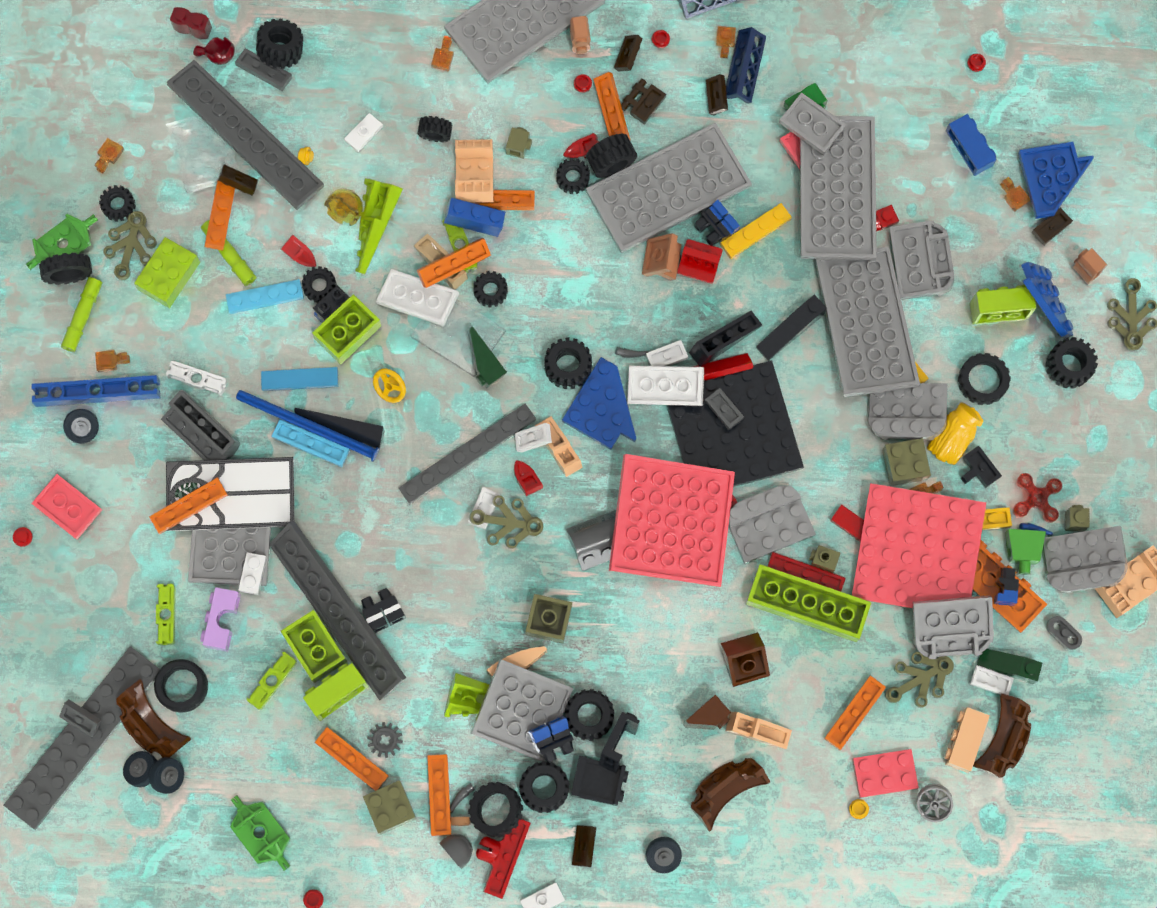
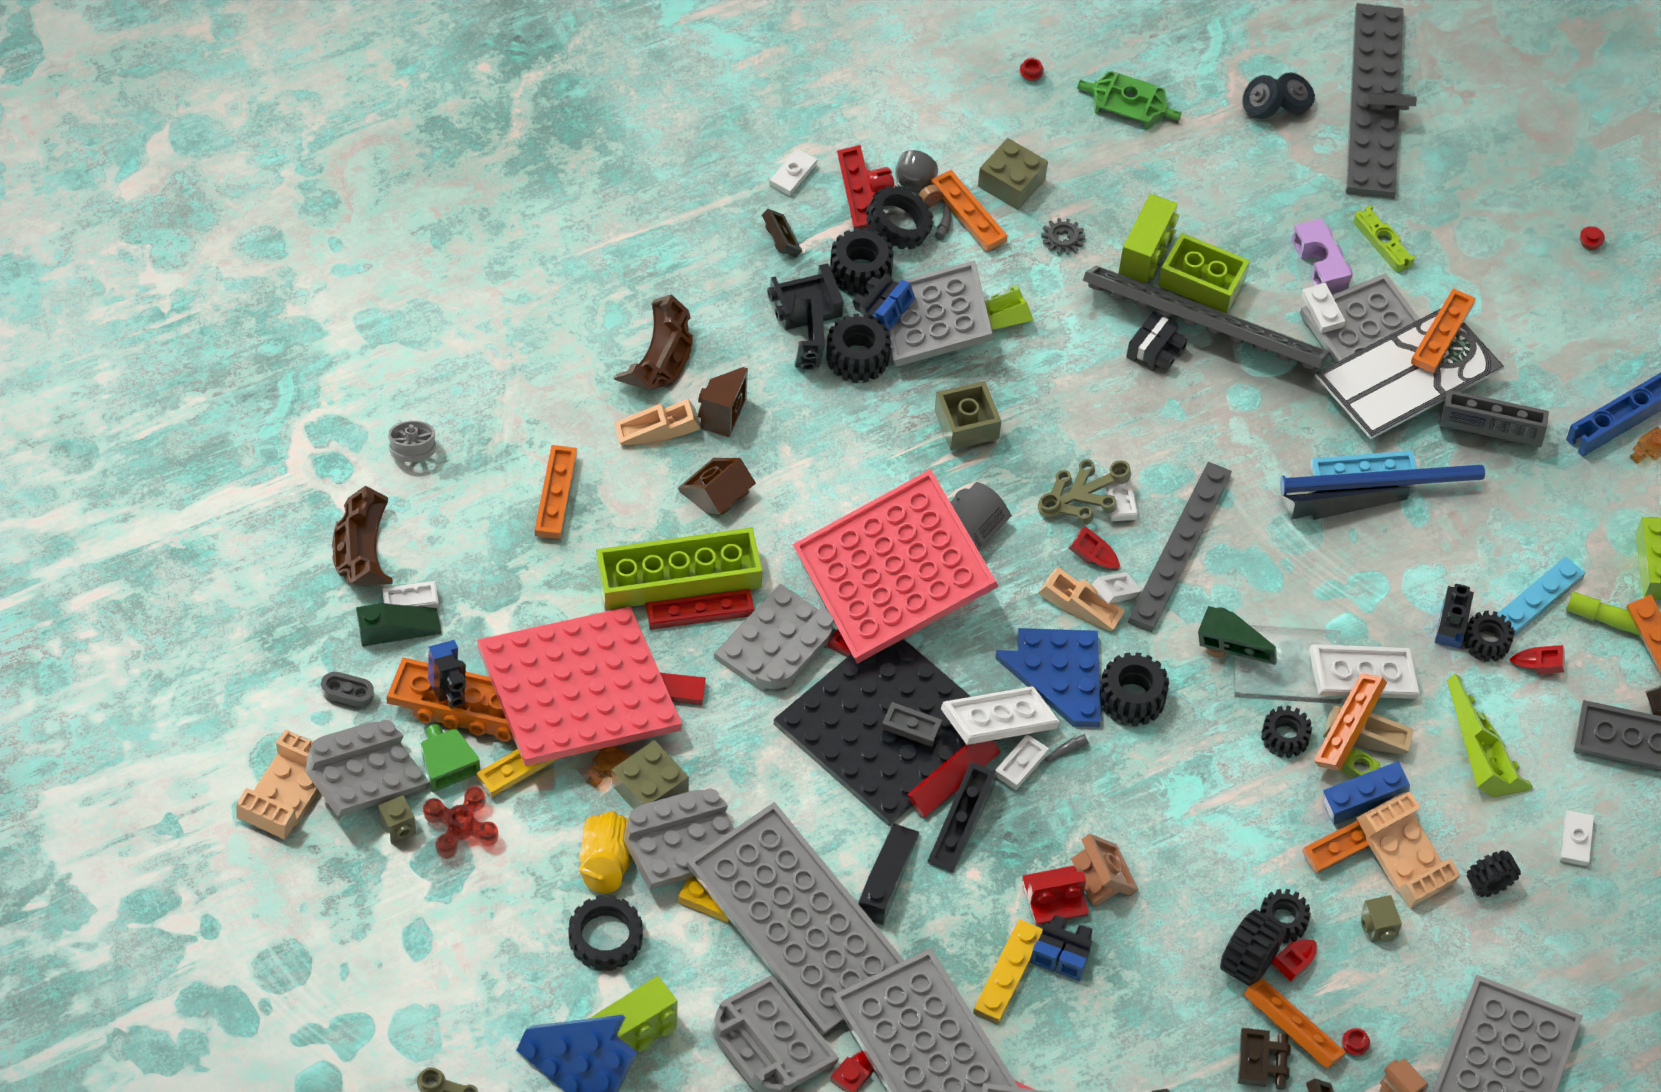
camera: 150 degrees right, 20 degrees down
(66, 506) = (1571, 284): coral plate -> none
(81, 426) = (1624, 361): black wheel -> none
(145, 725) = (1316, 135): reddish brown windscreen -> none
(162, 677) = (1318, 161): black tyre -> none
(184, 374) = (1527, 477): white piece -> none
(281, 670) = (1224, 218): lime piece -> none
(299, 379) = (1429, 529): dark azure tile -> none
(306, 155) = (1622, 770): yellow plate -> none
(344, 206) = (1529, 733): clear yellow cylinder -> none
(346, 329) = (1417, 596): lime brick -> none
(351, 759) = (1085, 200): orange plate -> none
(391, 383) = (1322, 567): yellow piece -> none
(443, 57) = (1556, 983): clear orange plate -> none
(522, 658) = (974, 362): light nougat slope -> none
(663, 855) = (689, 261): black wheel -> none
(668, 187) = (1153, 966): light grey plate -> none
(824, 558) = (687, 629): olive brick -> none
(858, 809) = (496, 403): yellow plate -> none
(885, 773) = (485, 452): coral plate -> none
(922, 677) = (497, 564): olive plant -> none
(953, 626) = (493, 617): light grey plate -> none
(966, 739) = (409, 522): light nougat brick -> none
(981, 467) = (552, 824): black plate -> none
(1023, 526) = (446, 791): blue helmet -> none
(1081, 352) = (498, 982): black tyre -> none

